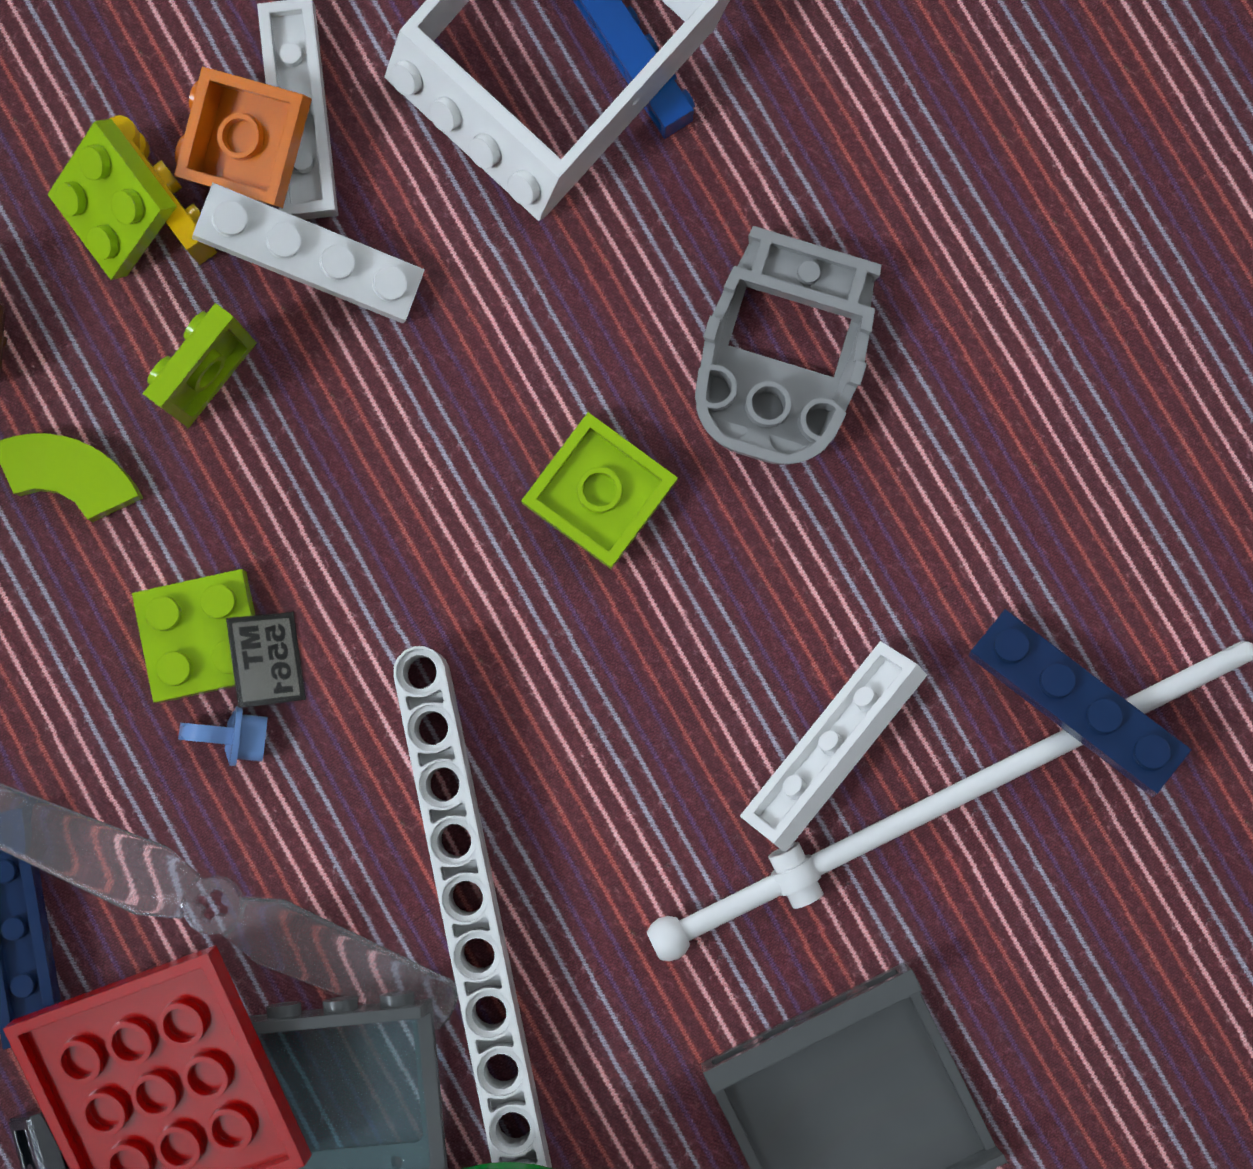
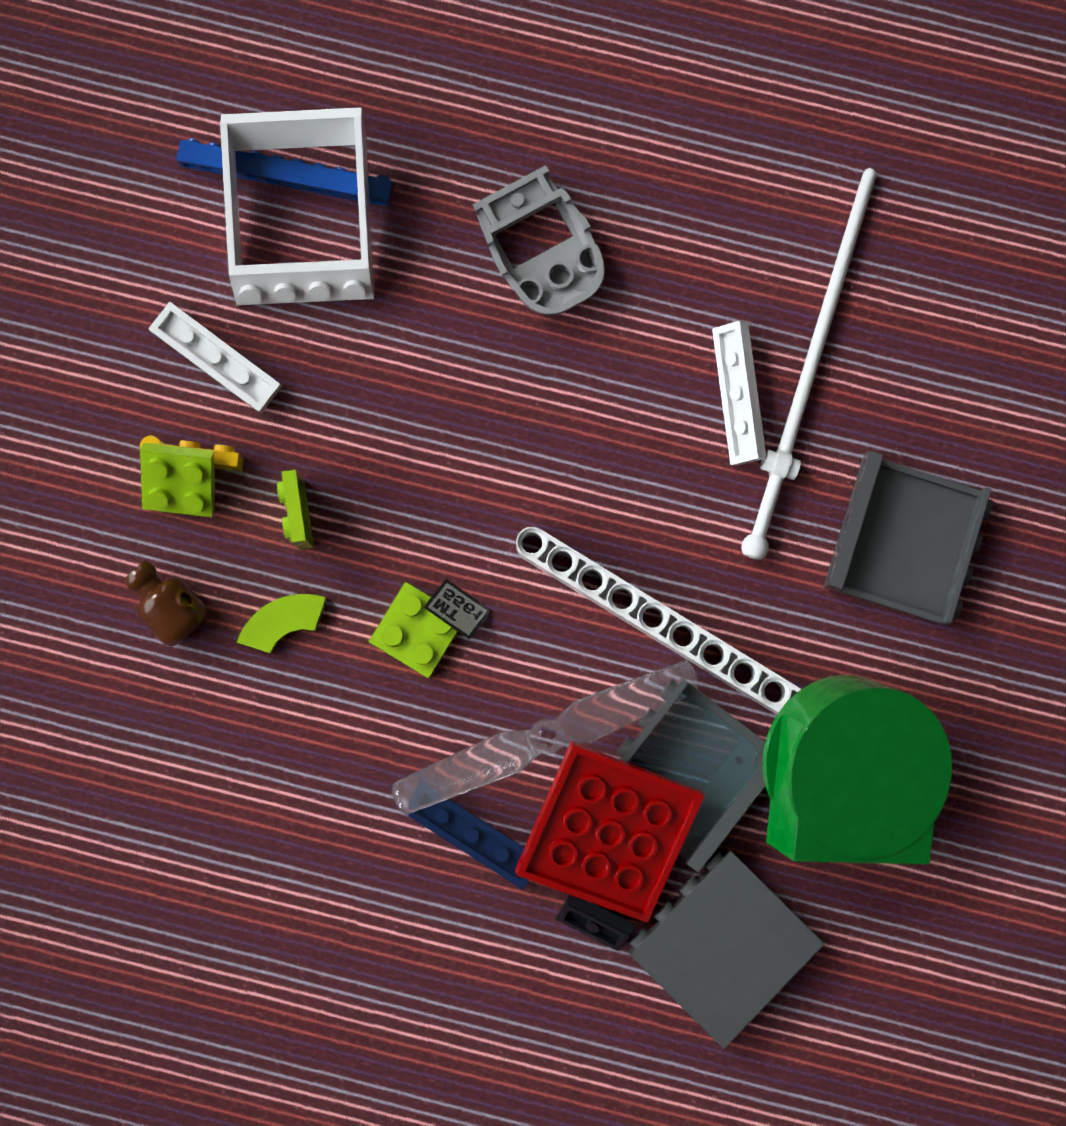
camera: 50 degrees left, 0 degrees up
(242, 136) = (207, 393): orange plate -> none
(242, 737) = (480, 654): medium blue piece -> none
(307, 253) = (290, 414): white plate -> none
(599, 490) = (525, 387): lime plate -> none
(1079, 703) = (823, 267): dark blue plate -> none

